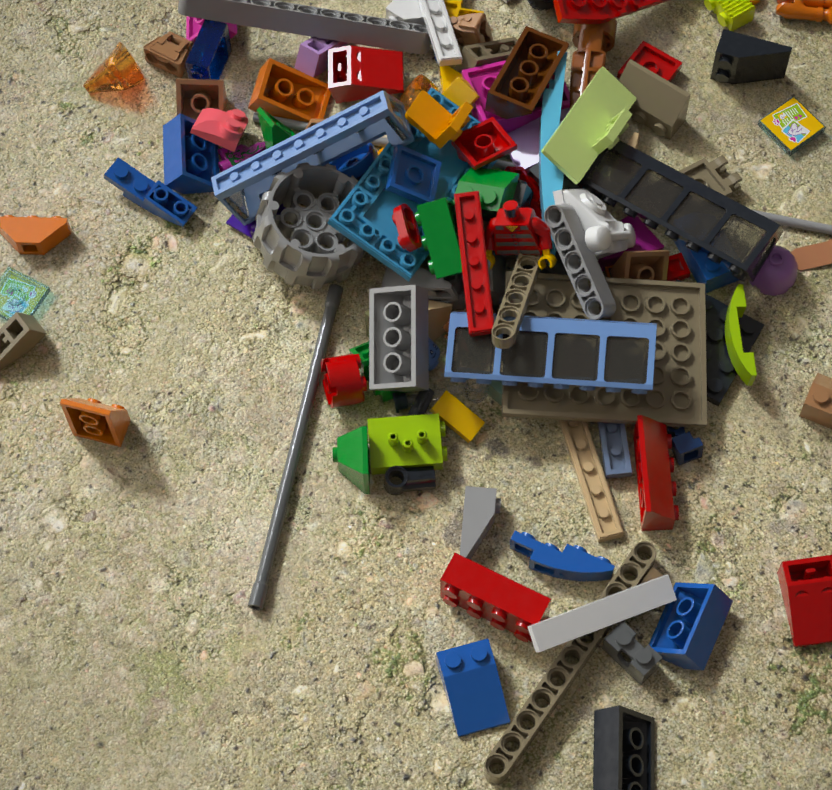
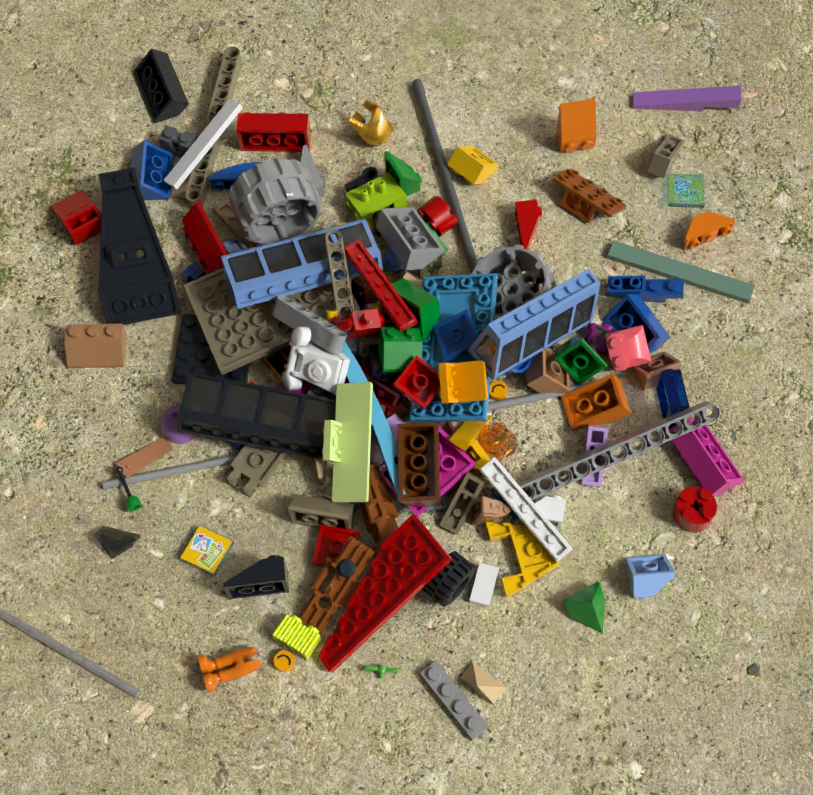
camera: 155 degrees right, 0 degrees up
(96, 204) = (679, 270): none -> sand green tile
(115, 73) = (732, 366): clear orange hat -> none
(139, 335) = (586, 198): none -> dark orange bracket
(167, 55) = (701, 393): medium nougat piece -> none
(234, 332) = (527, 220): none -> red slope
(253, 442) = (472, 164): none -> yellow slope
(359, 538) = (374, 132): none -> pearl gold piece
(363, 72) = (550, 438): red slope -> none
(407, 227) = (446, 298): red plate -> none
(472, 687) = (268, 92): blue slope -> none
(546, 455) = (275, 201): none -> light grey wheel
(642, 265) = (270, 370): medium nougat slope -> none
(655, 23) = (340, 590): none -> dark orange piece
(743, 362) = (176, 336): lime slope -> none
(761, 491) = (137, 286): none -> black wing

